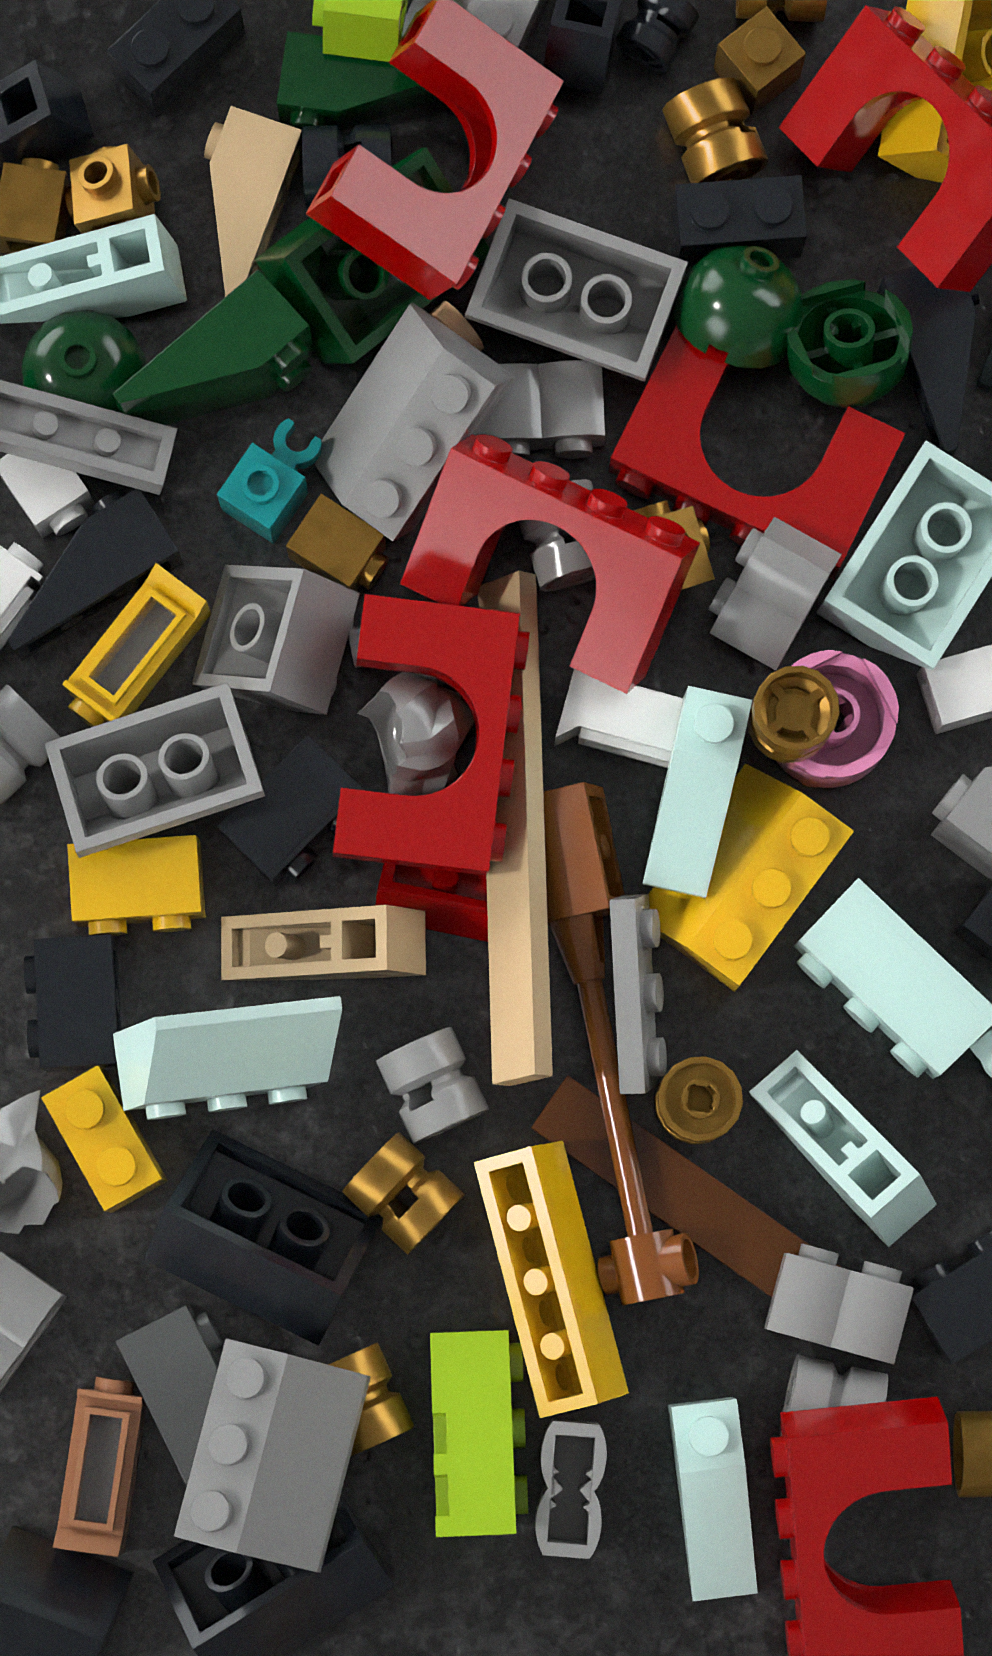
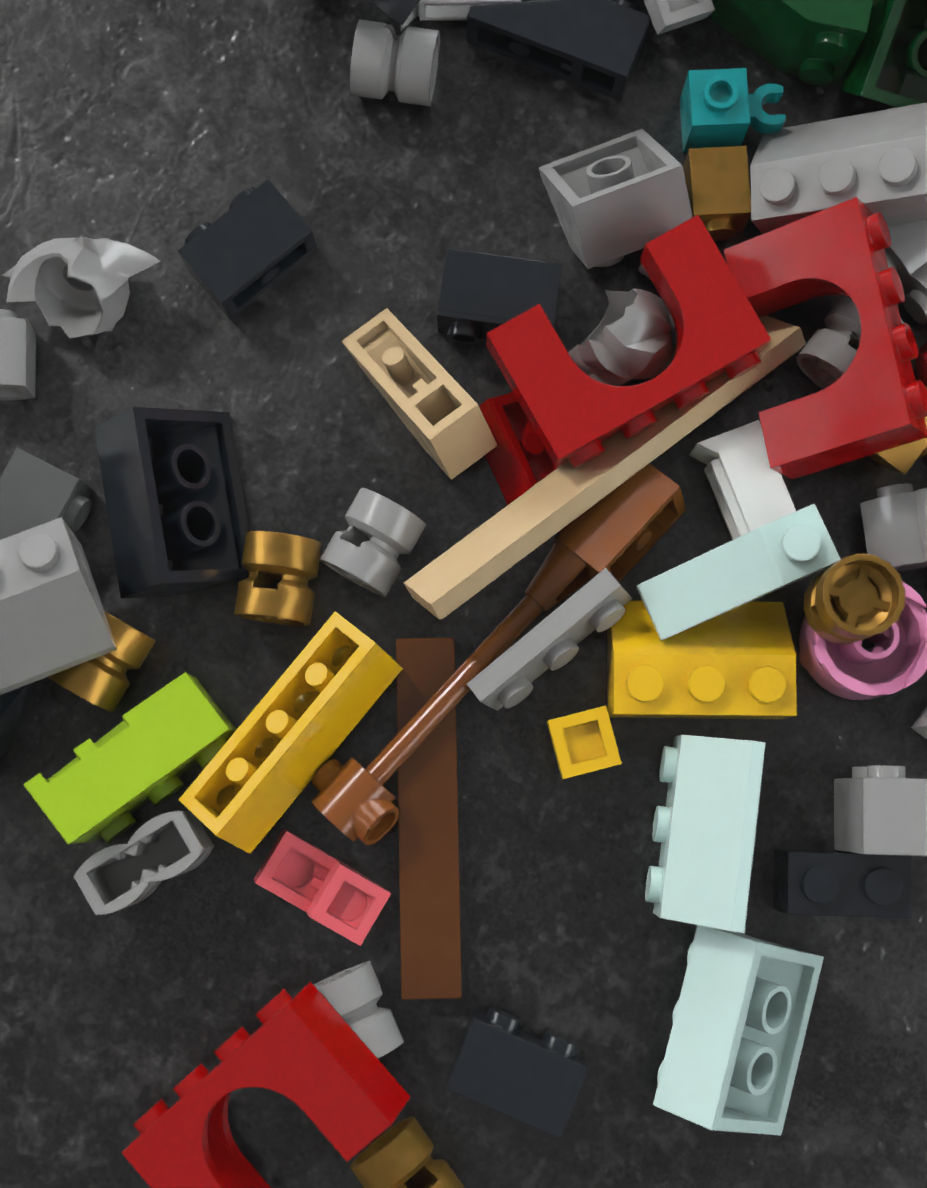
camera: 55 degrees right, 0 degrees up
(104, 1139) = (162, 337): yellow brick -> none
(136, 649) = (533, 107): yellow window -> none
(138, 884) = (365, 227): yellow brick -> none
(154, 769) = (455, 170): light grey slope -> none
(227, 1056) = (281, 372): light aqua slope -> none
(698, 1100) = (506, 746): pearl gold wheel -> none
(701, 1351) = (322, 886): none -> coral slope
(713, 1497) = (218, 973): light aqua slope -> none
(743, 1029) = (584, 742): none -> yellow tile
(839, 1306) = (427, 968): light grey brick -> none
(844, 1148) = (551, 885): light aqua slope -> none

